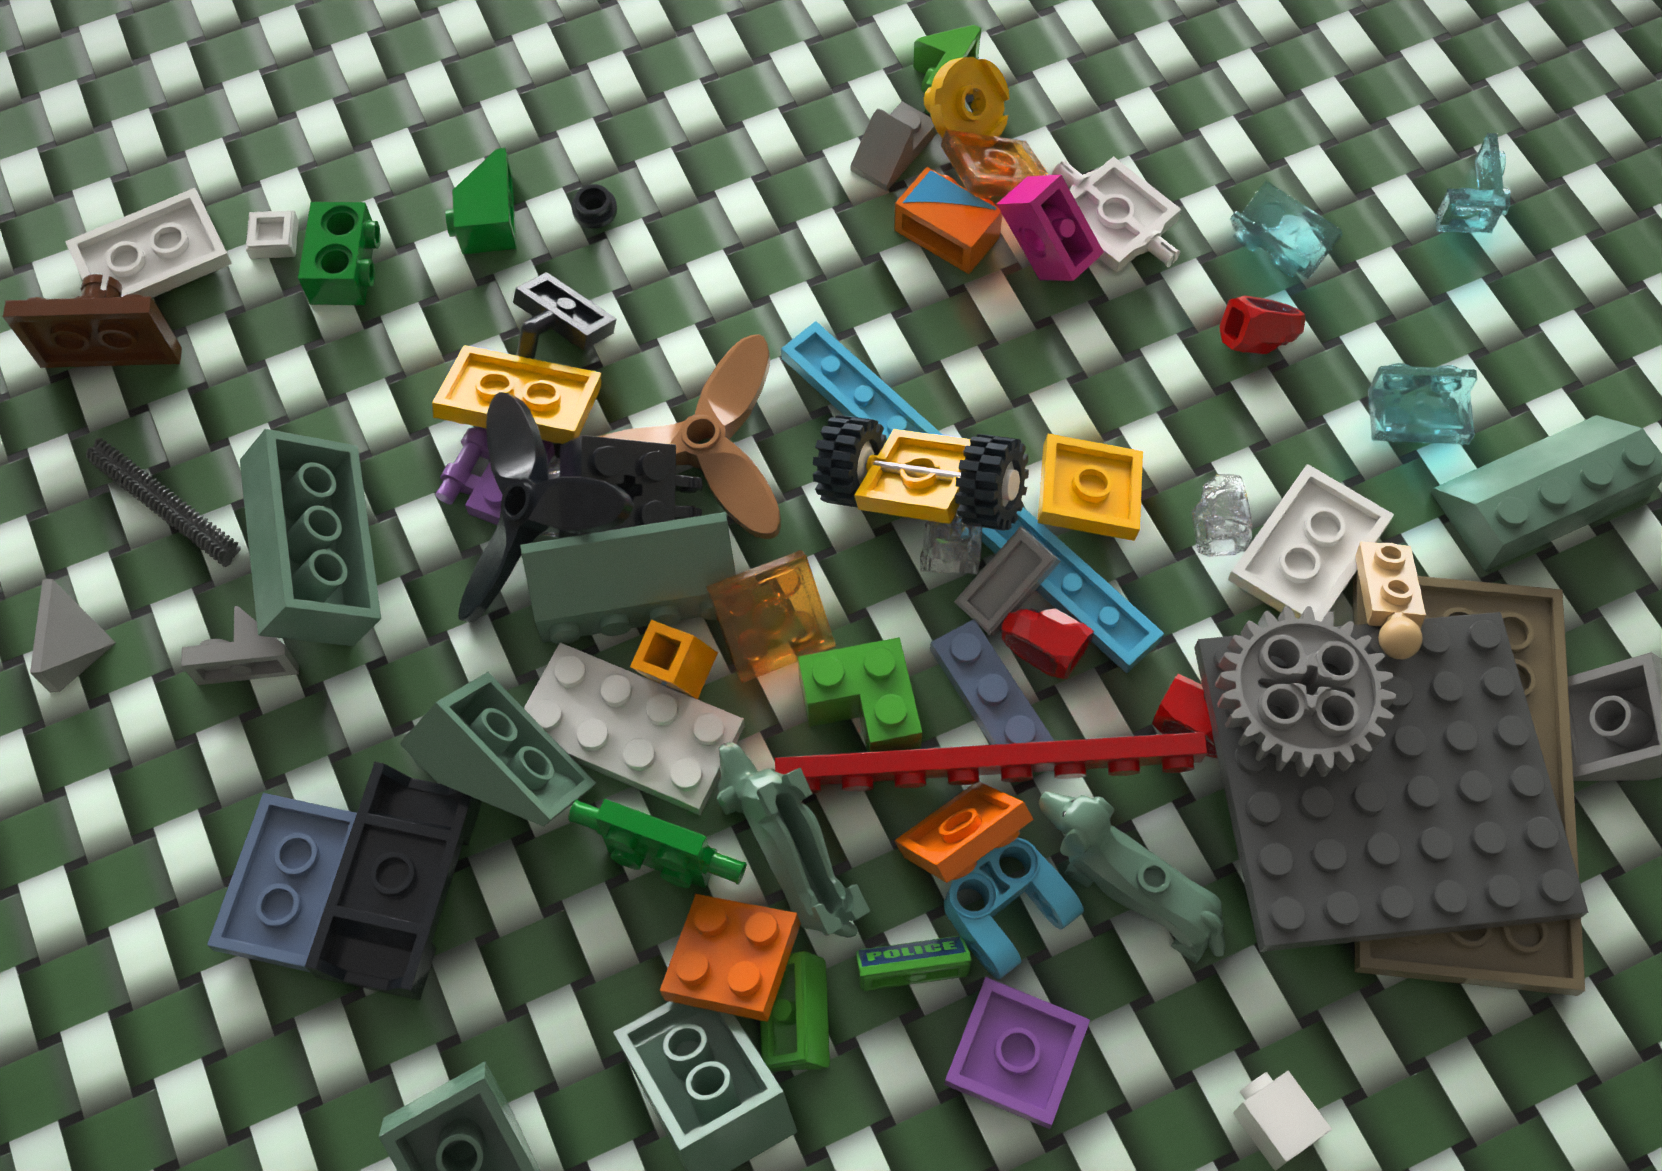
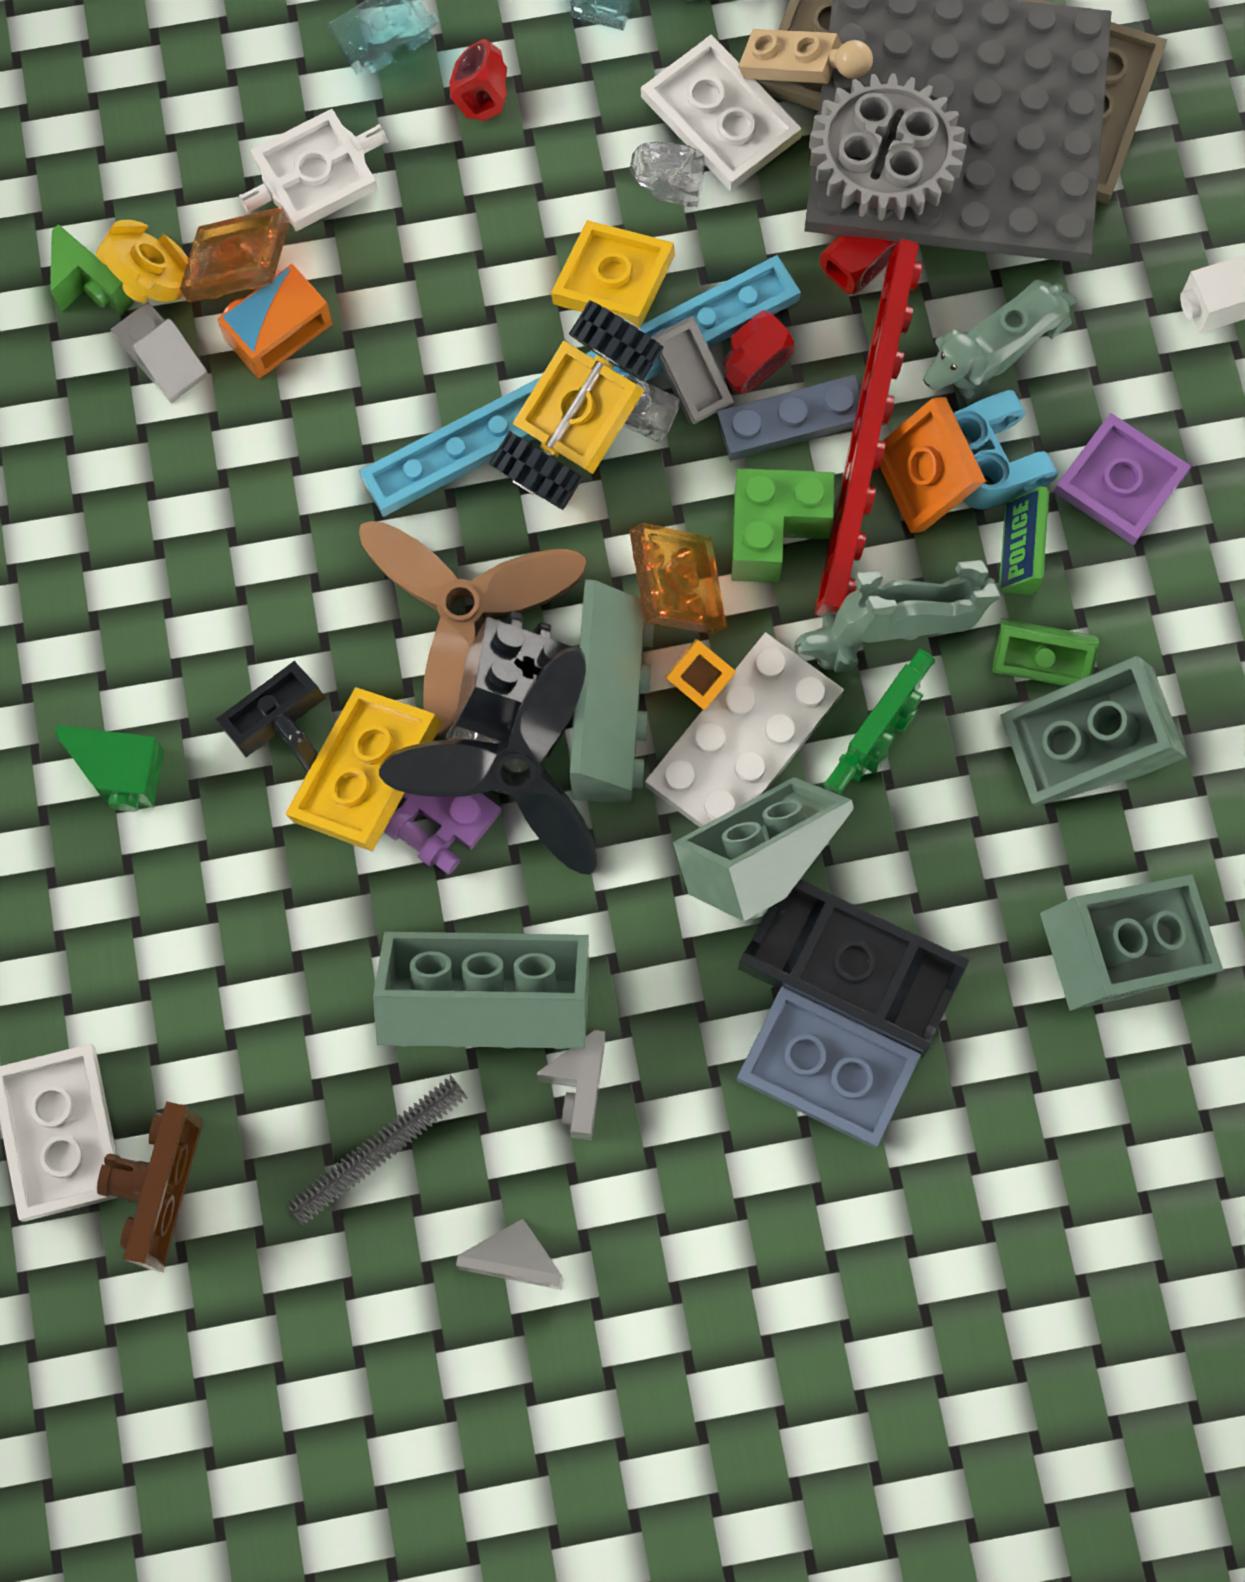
camera: 75 degrees left, 10 degrees up
(272, 234) = (68, 1000): white tile -> none
(338, 253) = (121, 937): green brick -> none
(593, 197) = (142, 646): black plate -> none
(731, 957) = (992, 687): orange plate -> none
(1050, 228) = (330, 224): dark pink brick -> none

